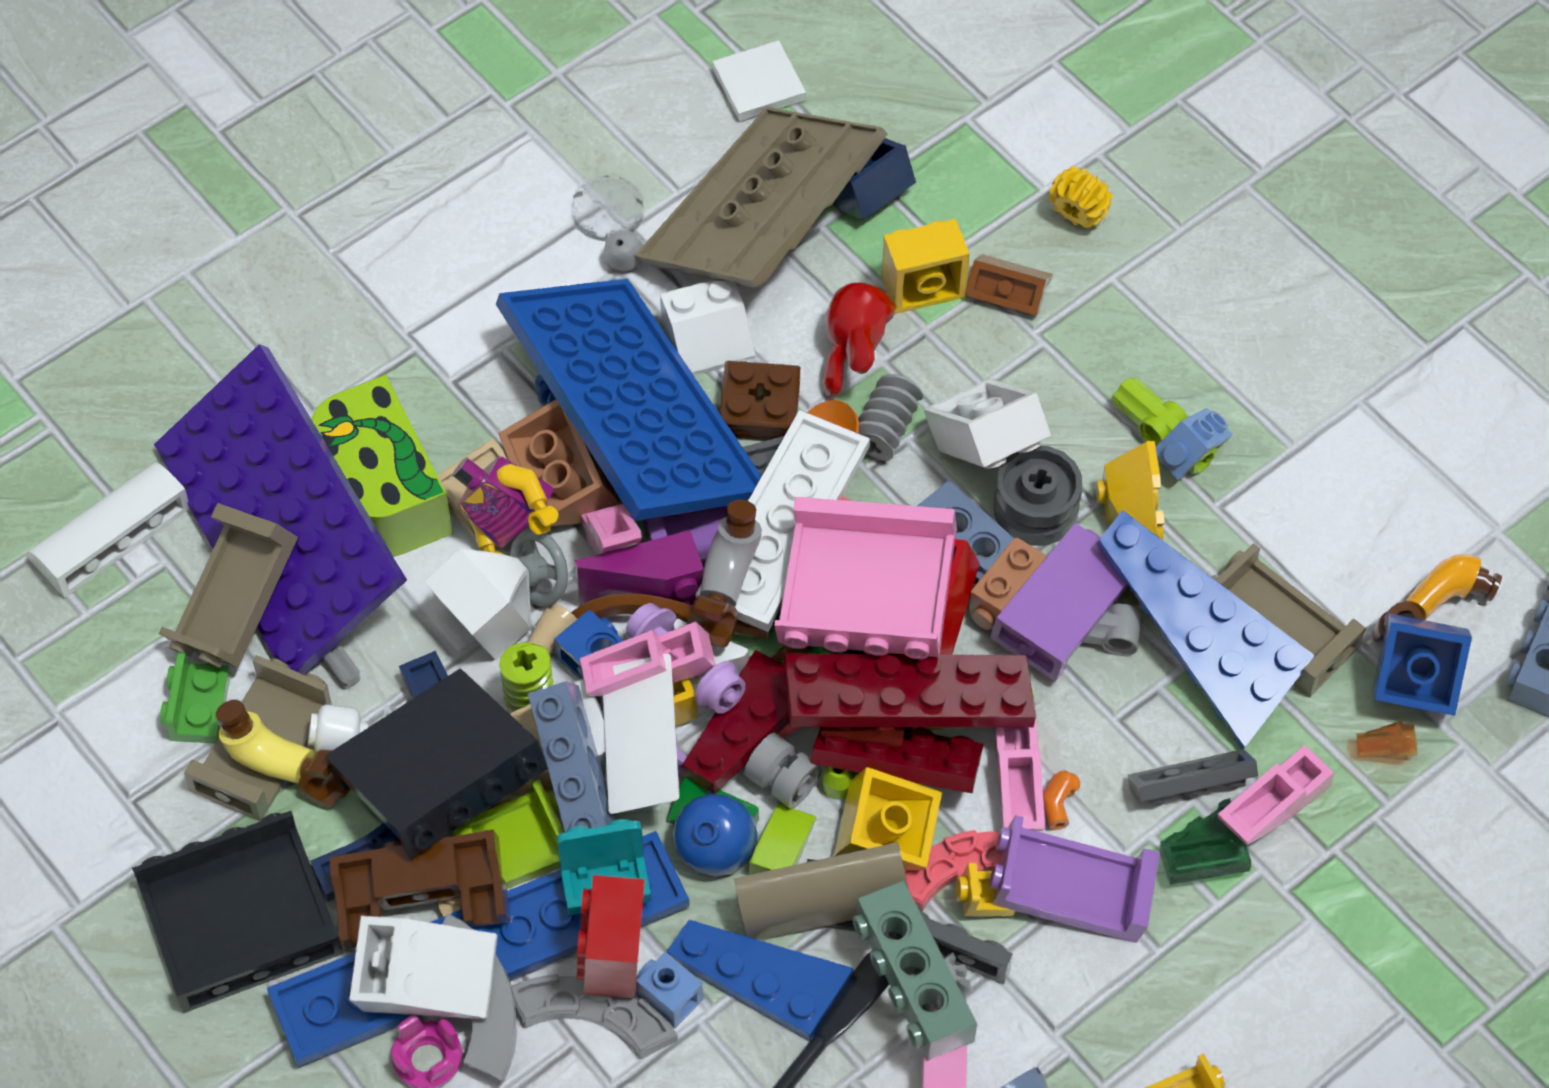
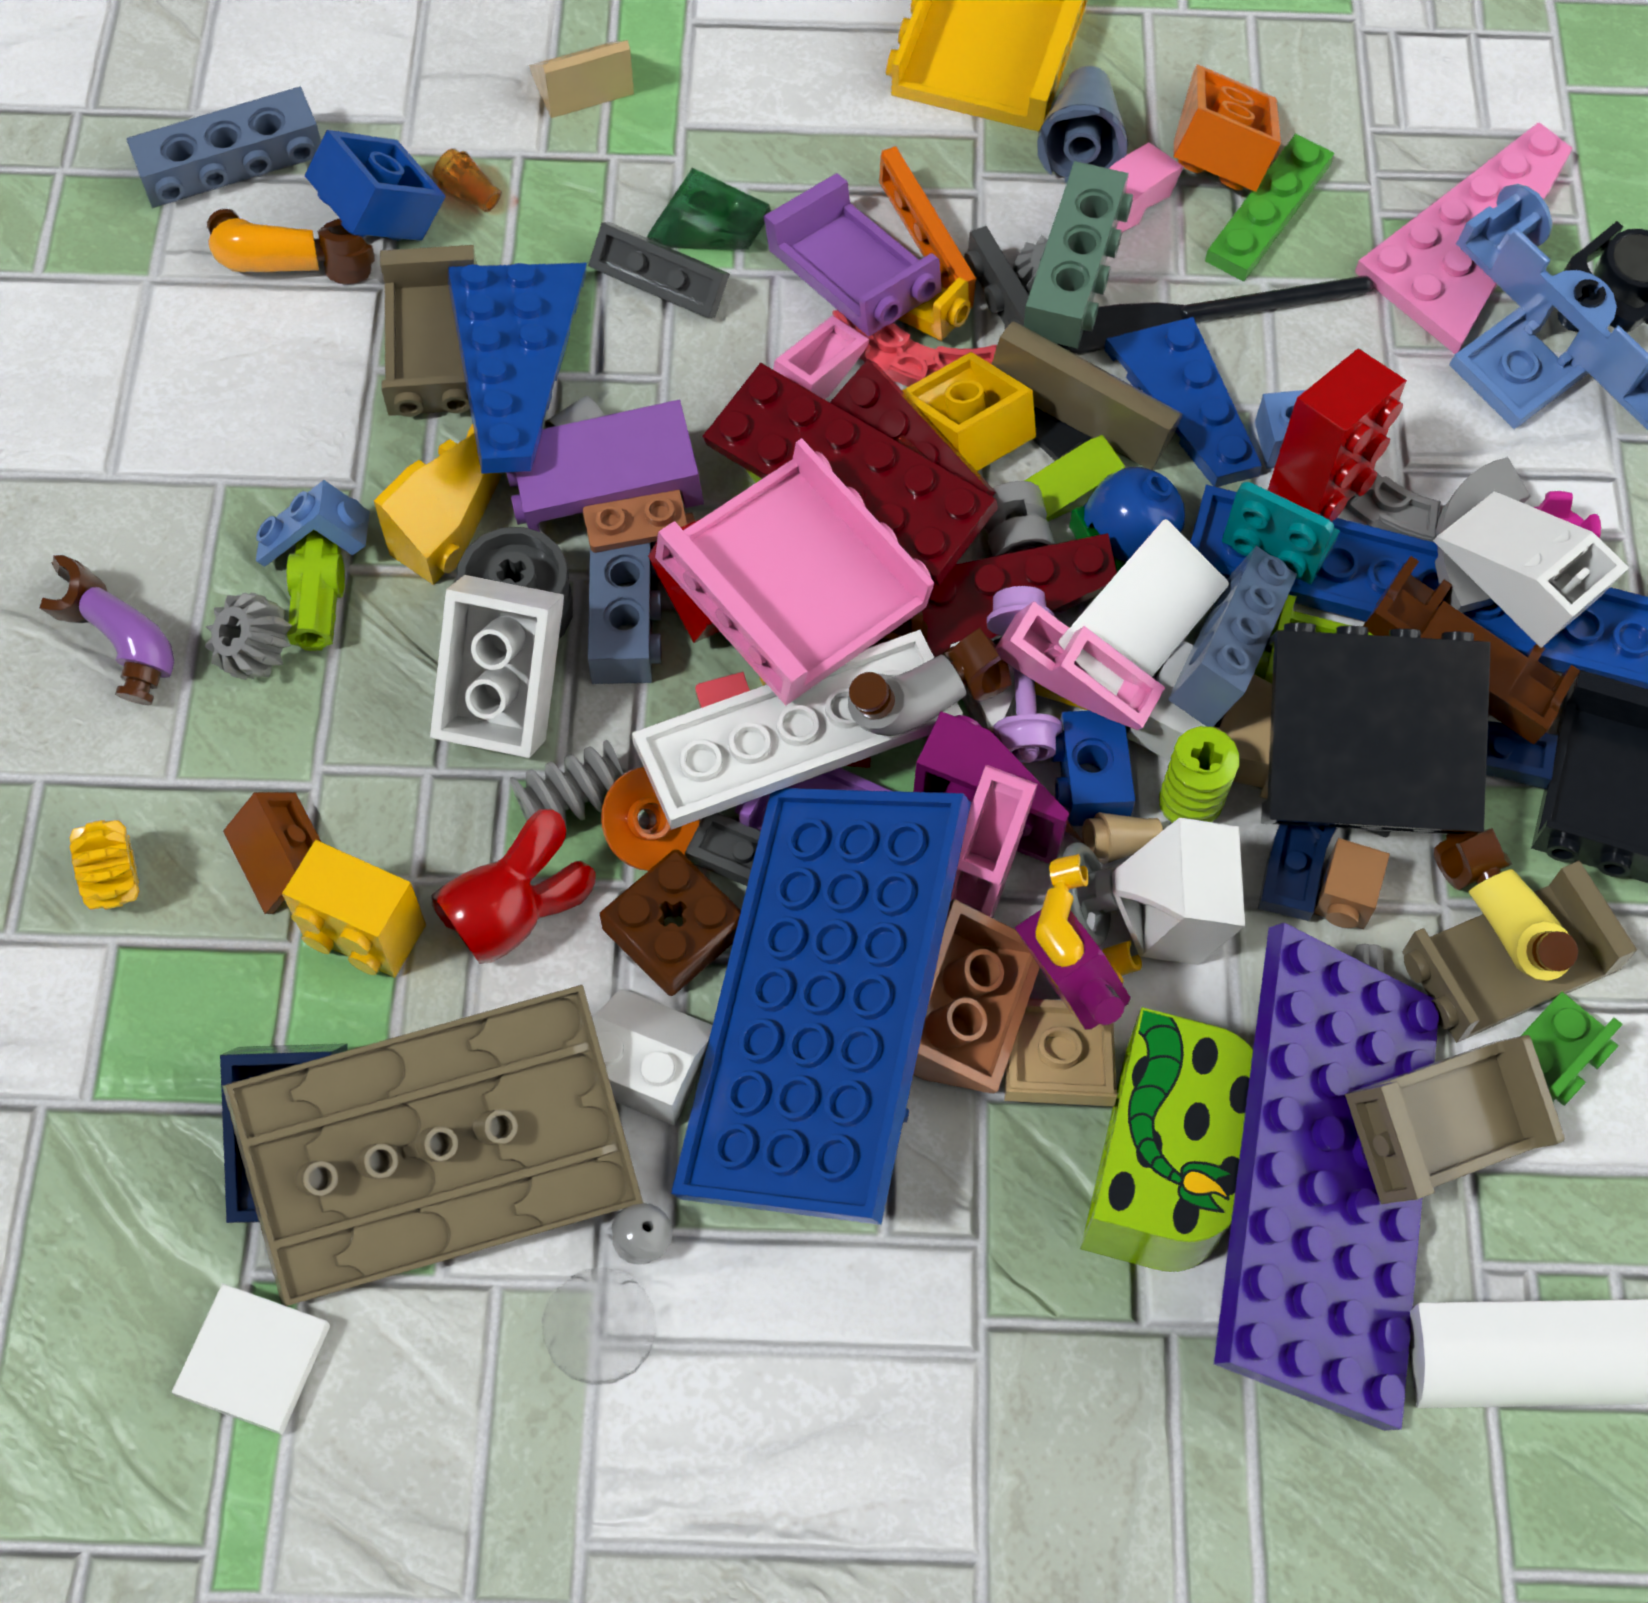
camera: 140 degrees left, 5 degrees up
(333, 726) = (1429, 894): white head -> none
(384, 693) = (1351, 884): none -> medium nougat brick
(1054, 952) = (922, 220): none -> orange tile
(1059, 787) = (774, 344): orange arm -> none
(1153, 356) = (248, 636): none -> light grey gear
(1228, 313) = (136, 638): none -> piece
(1277, 796) = (611, 195): bright pink slope -> none
(1418, 888) = (584, 78): none -> tan slope

